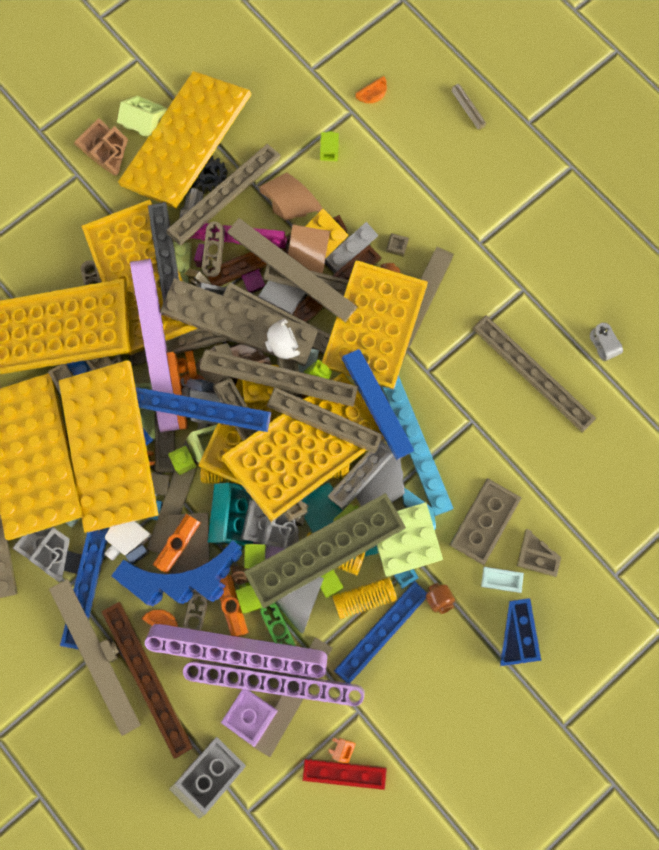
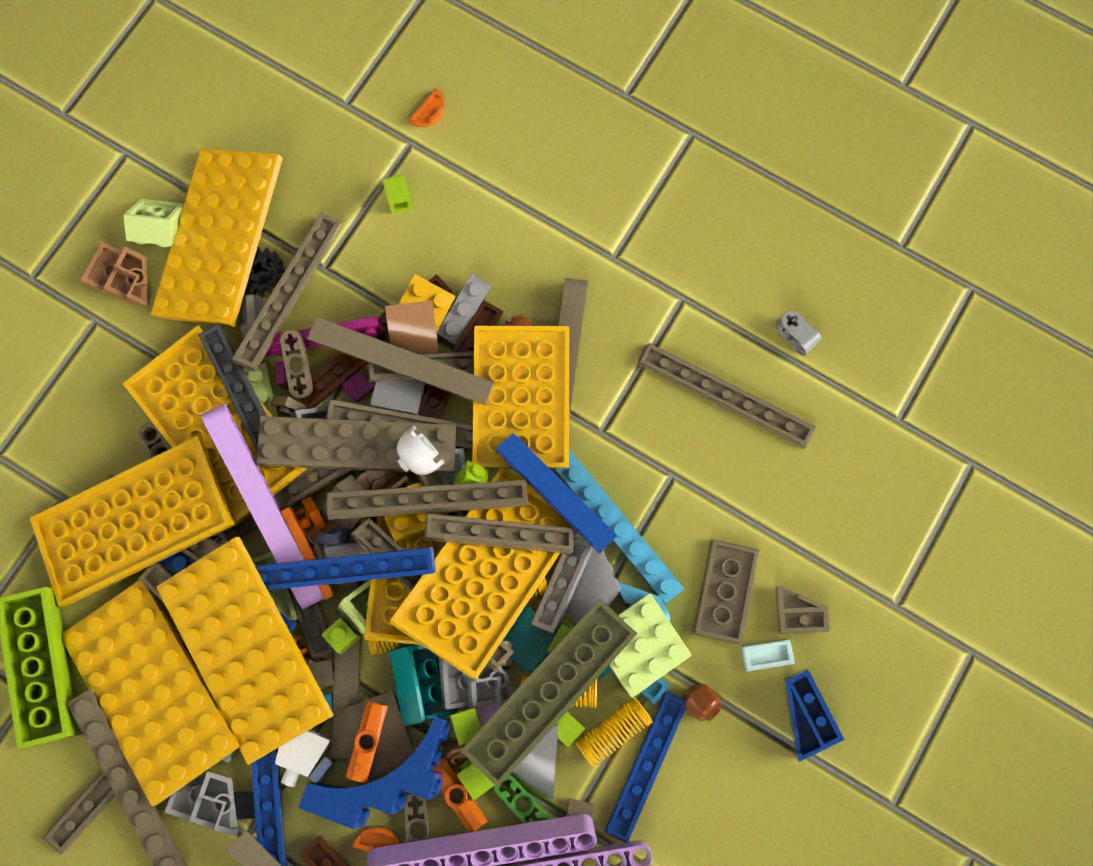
camera: 20 degrees left, 0 degrees up
(290, 197) = (369, 270): medium nougat slope -> none
(397, 244) = (517, 289): dark tan tile -> none
(468, 106) = (549, 96): dark tan axle -> none

